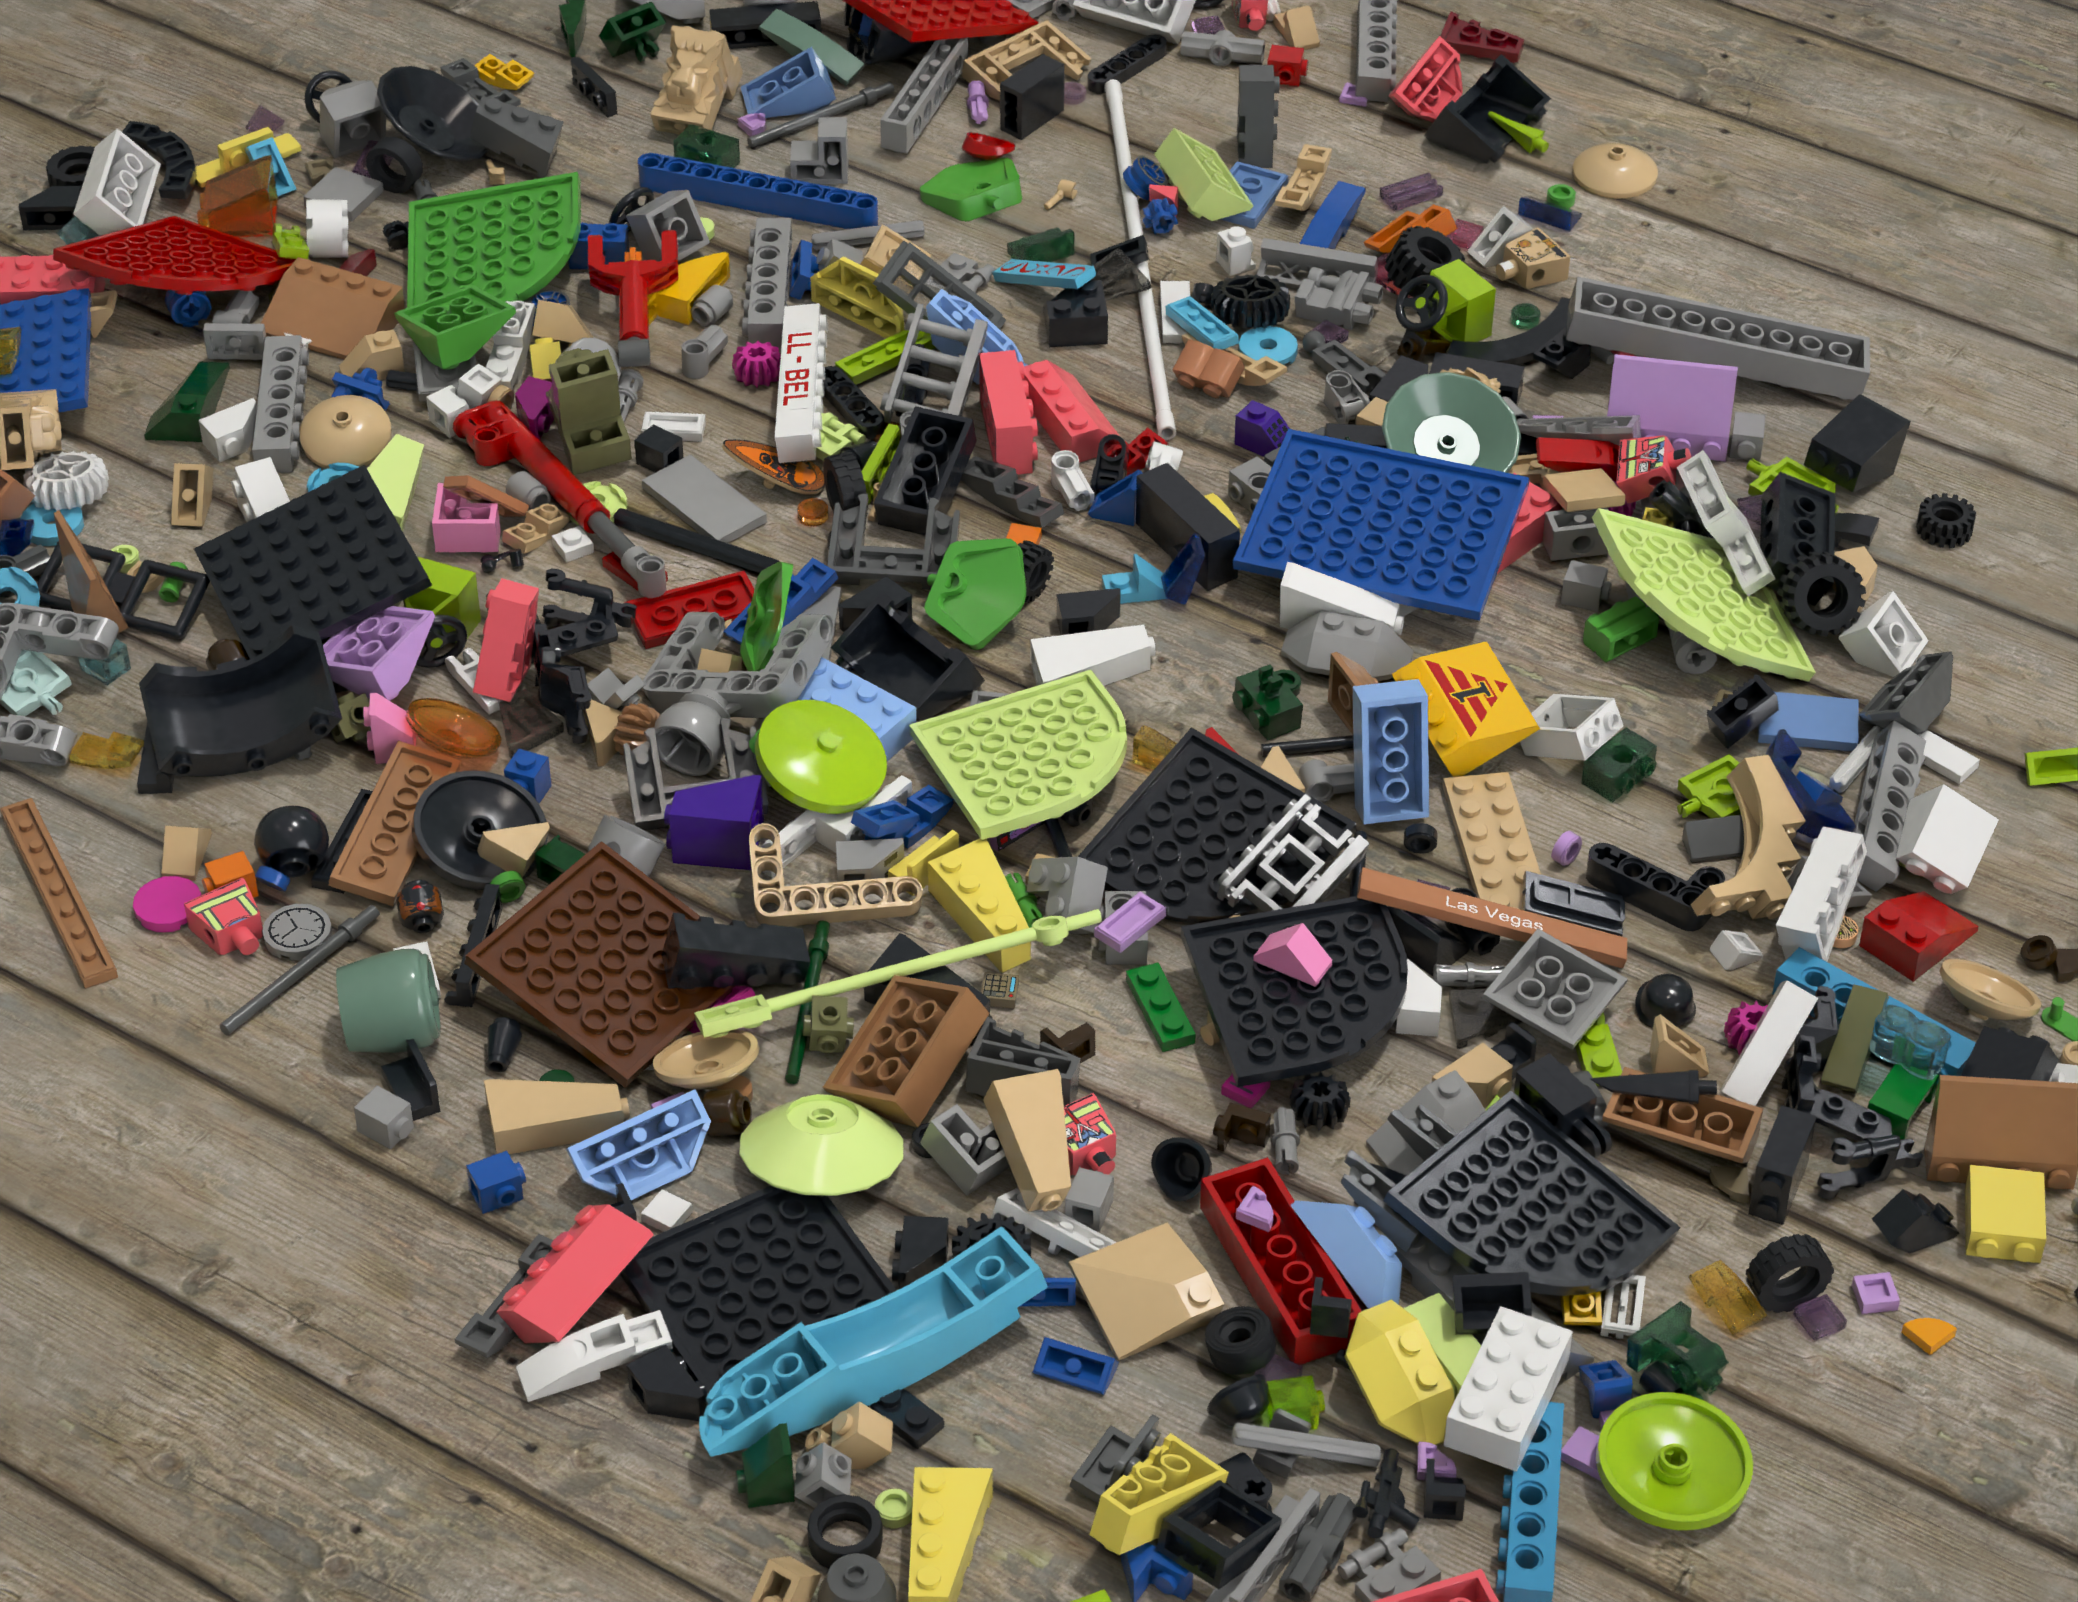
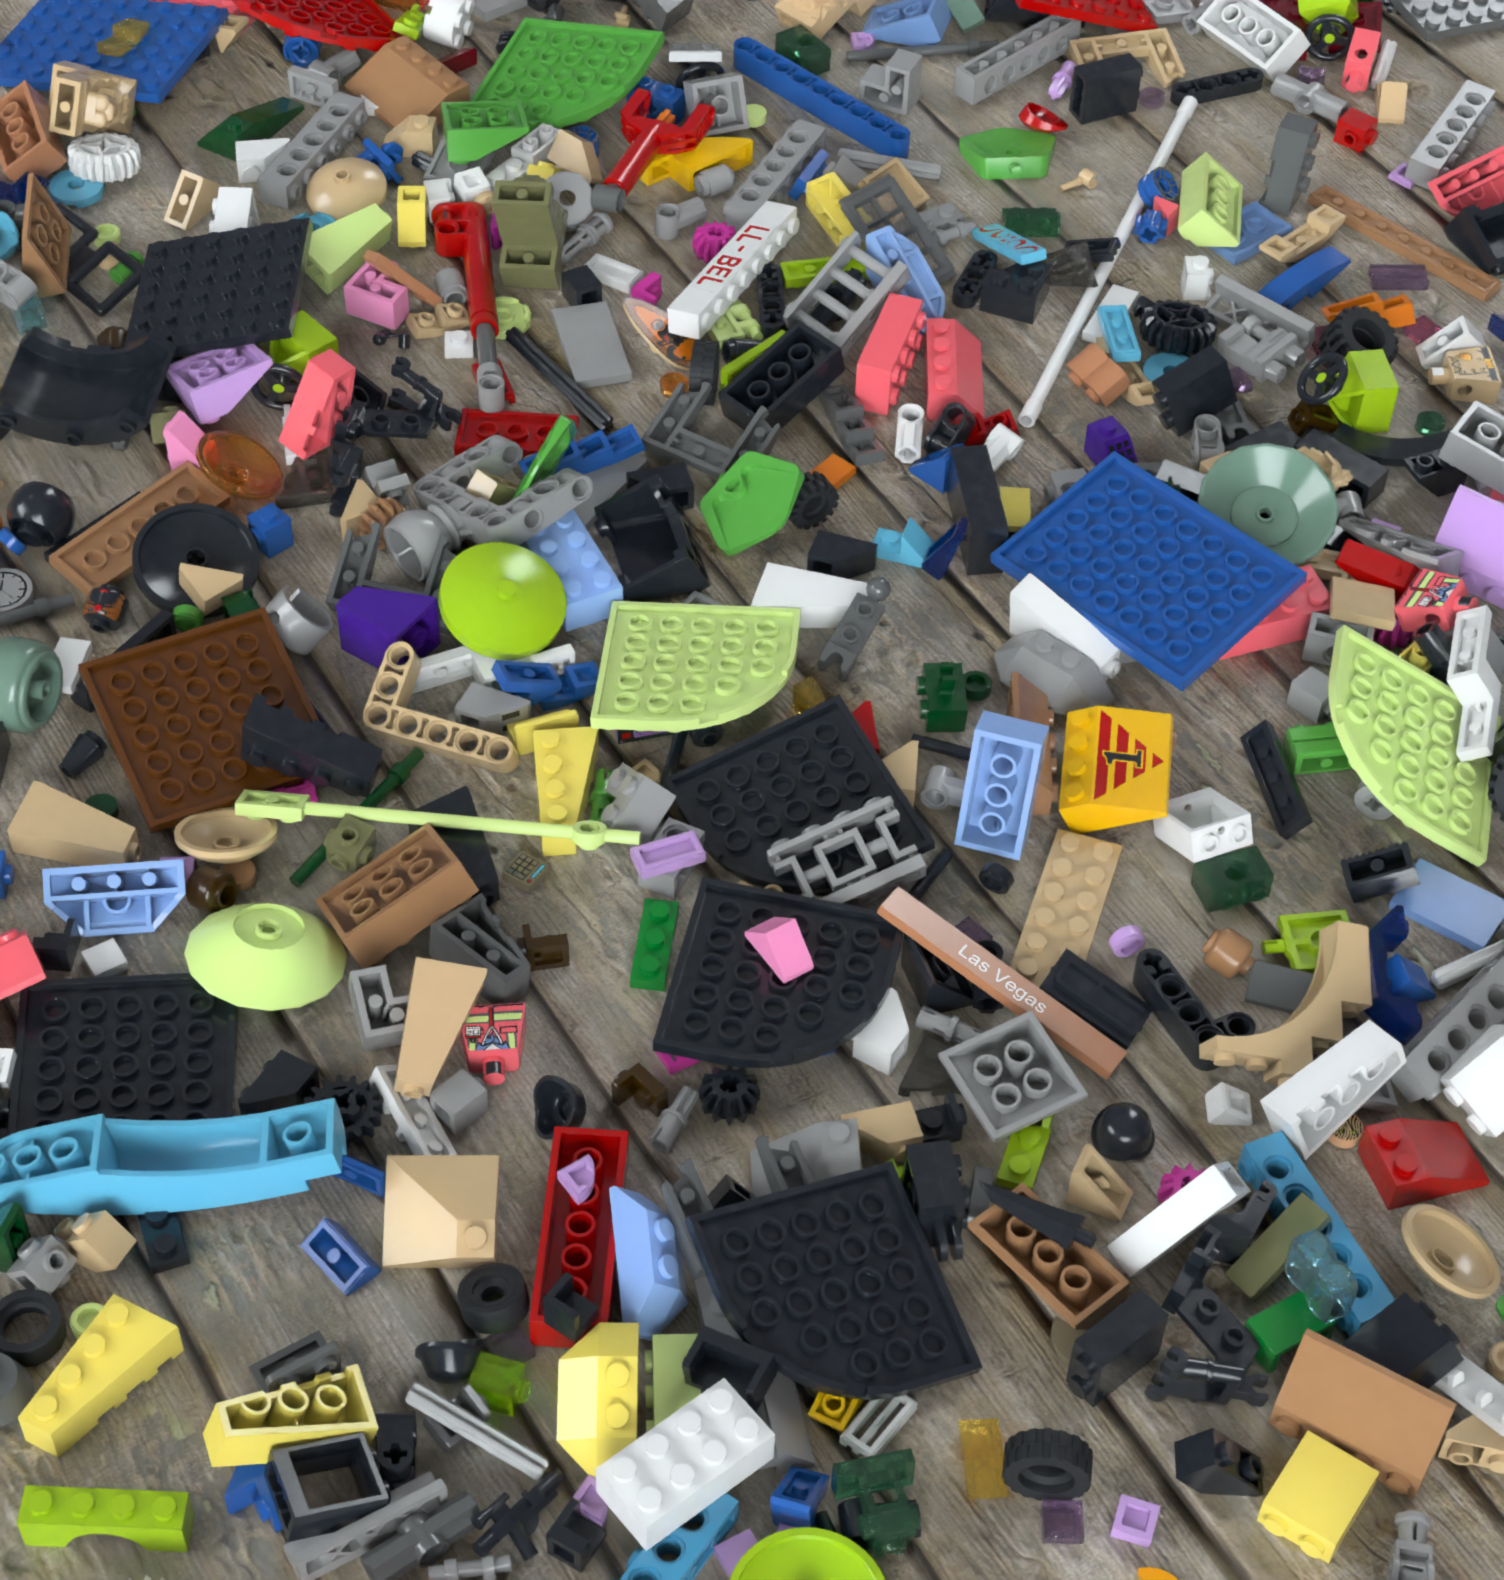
camera: 25 degrees right, 5 degrees up
(437, 432) = (412, 216): none -> light yellow slope
(613, 183) = (694, 52): none -> tile
(726, 430) = (648, 289): none -> dark pink bracket
(1021, 326) = (975, 270): none -> black beam
(1152, 669) = (855, 628): none -> dark grey plate
(1312, 352) = (1193, 389): none -> black brick
(1398, 158) = (1407, 244): none -> medium nougat tile
(1600, 668) = (1276, 779): none -> black plate
(1656, 826) = (1228, 953): none -> medium nougat head

